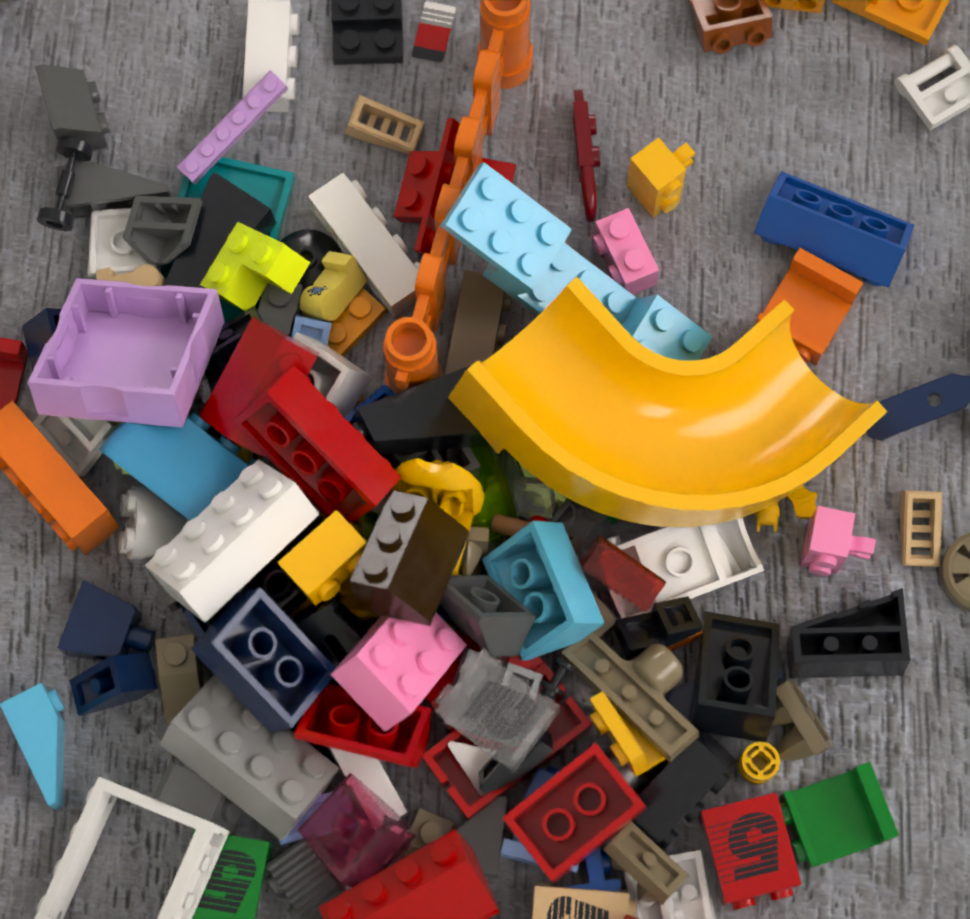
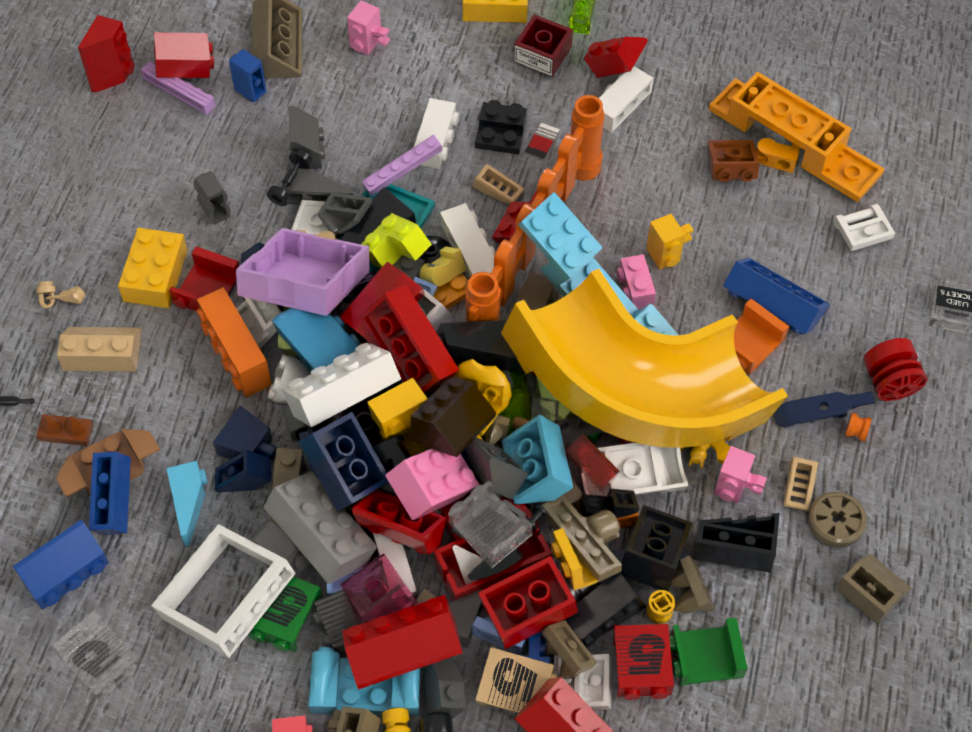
camera: 10 degrees right, 15 degrees down
(587, 155) = (624, 222): dark red plate -> none

